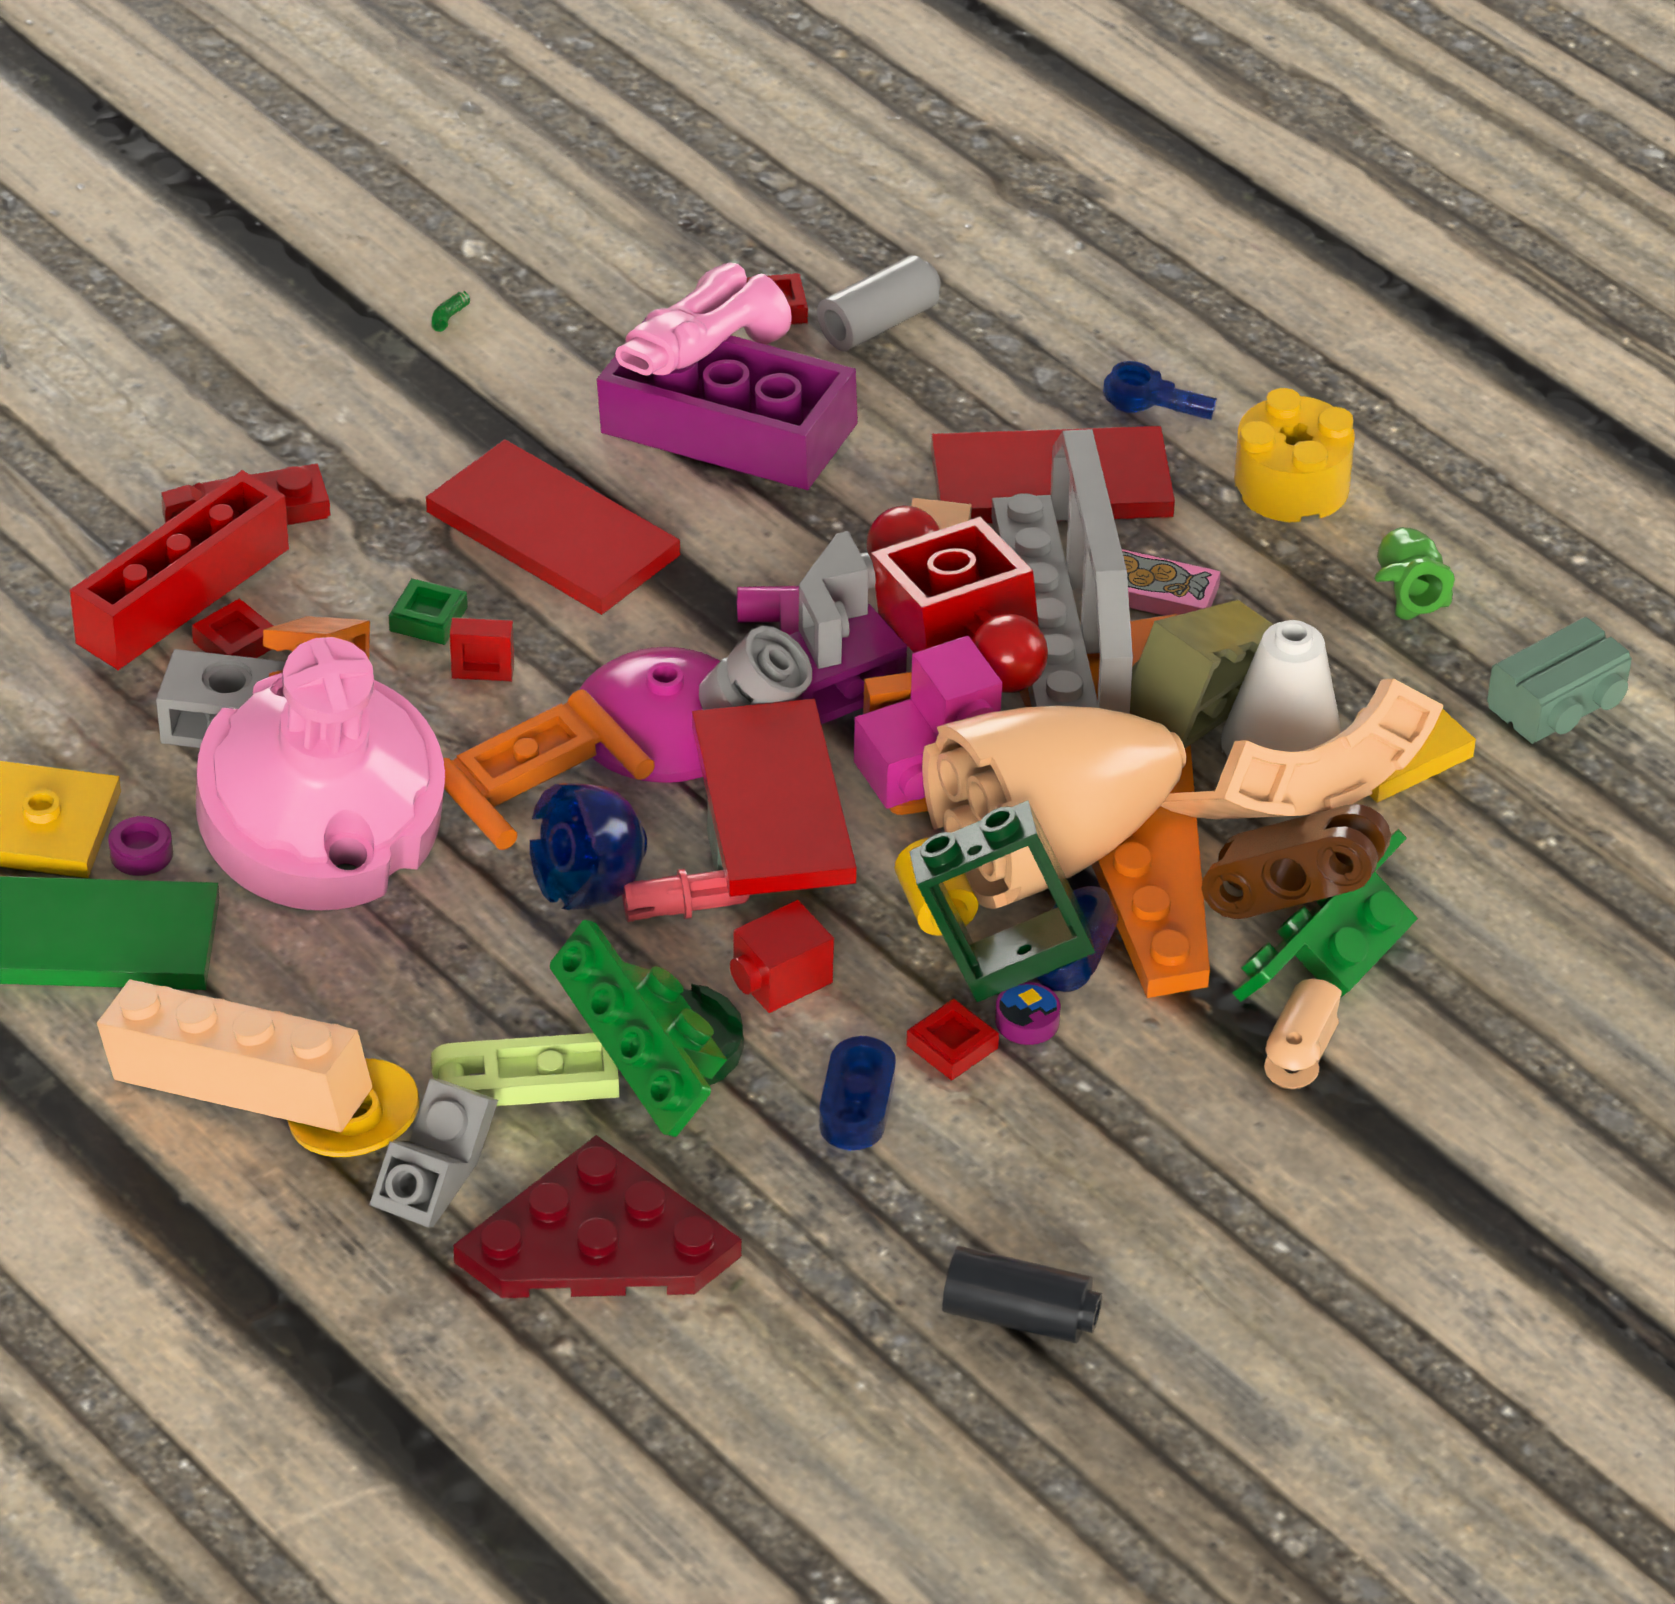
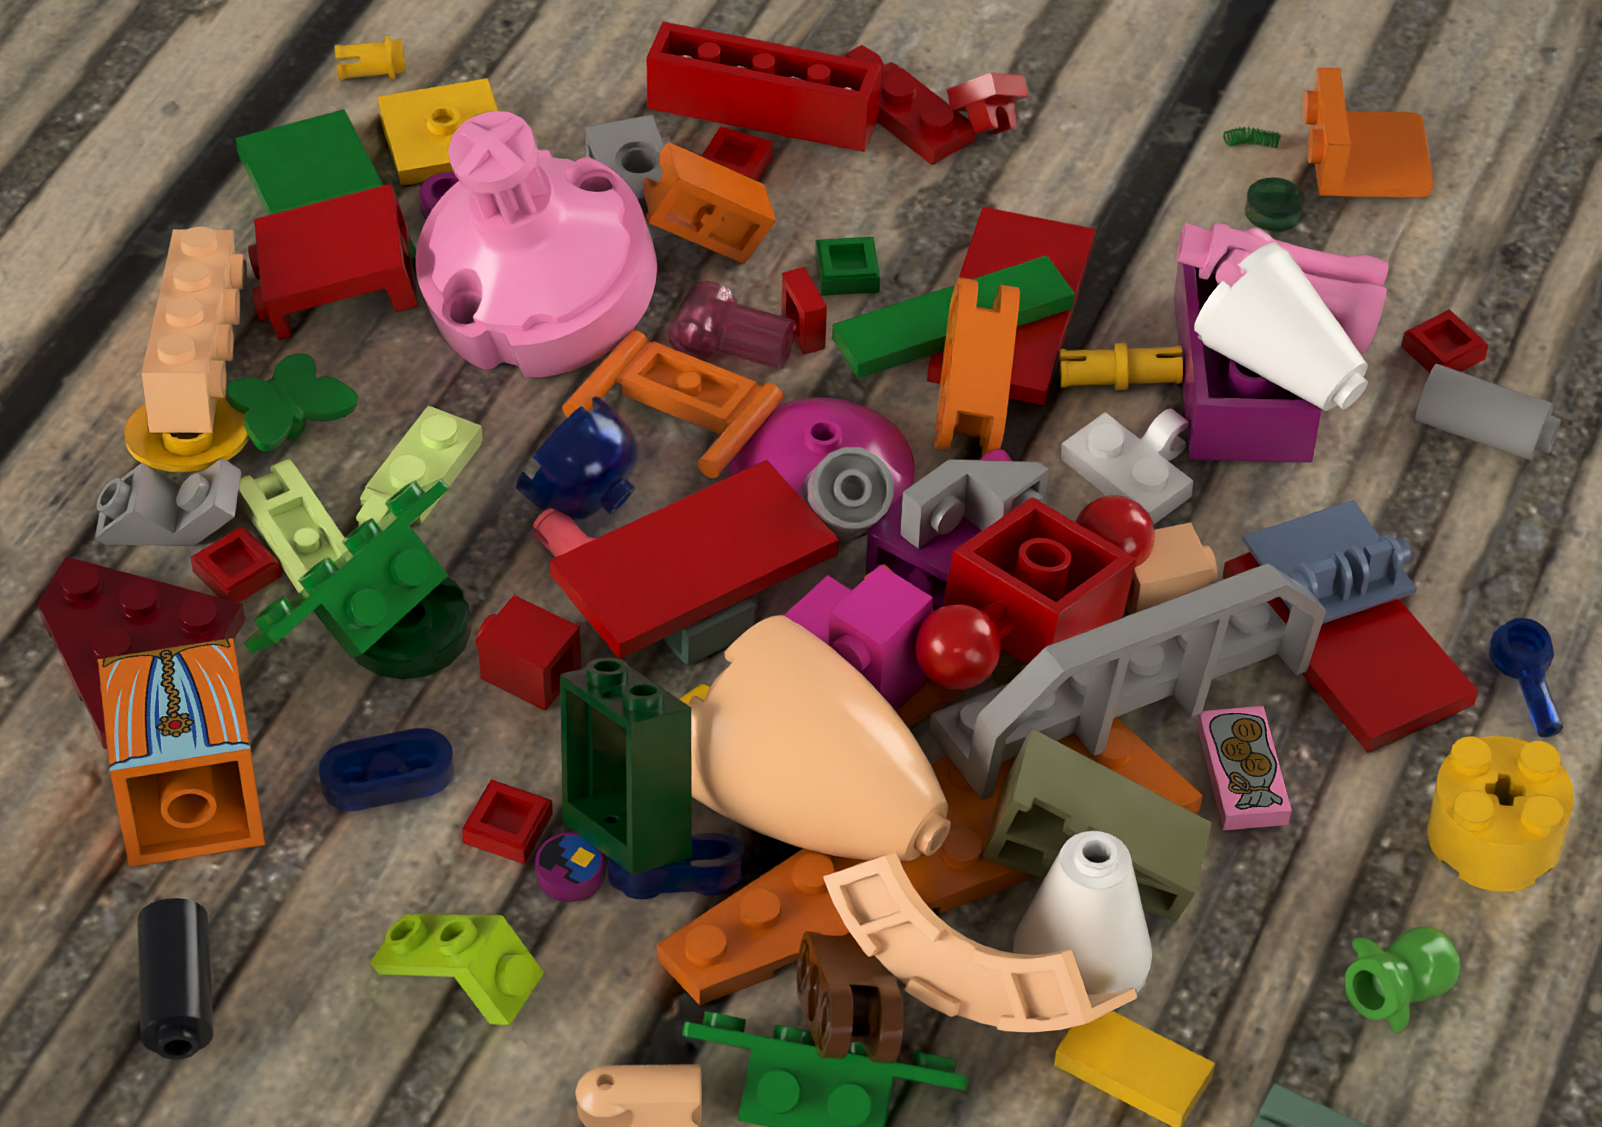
camera: 65 degrees right, 5 degrees up
(202, 921) = (331, 255): none -> red panel
(299, 437) = (989, 101): none -> red tile
(369, 1011) = (281, 405): none -> green animal
(466, 706) = (715, 322): none -> clear pink piece
(498, 974) = (431, 450): none -> yellowish green hinge
(519, 246) = (1364, 149): none -> orange bracket
(533, 1134) = (236, 566): none -> red tile
(542, 329) = (1274, 204): none -> clear green tile
(561, 558) = (920, 324): none -> green tile
(648, 557) = (976, 367): none -> orange piece
(682, 483) = (1121, 366): none -> yellow pin
(780, 1200) = (180, 752): none -> orange slope
(786, 339) = (1283, 331): none -> white cone
(789, 526) = (1131, 466): none -> white plate
(994, 444) = (1336, 559): none -> sand blue hinge
(1091, 1105) = (474, 949): none -> lime bracket

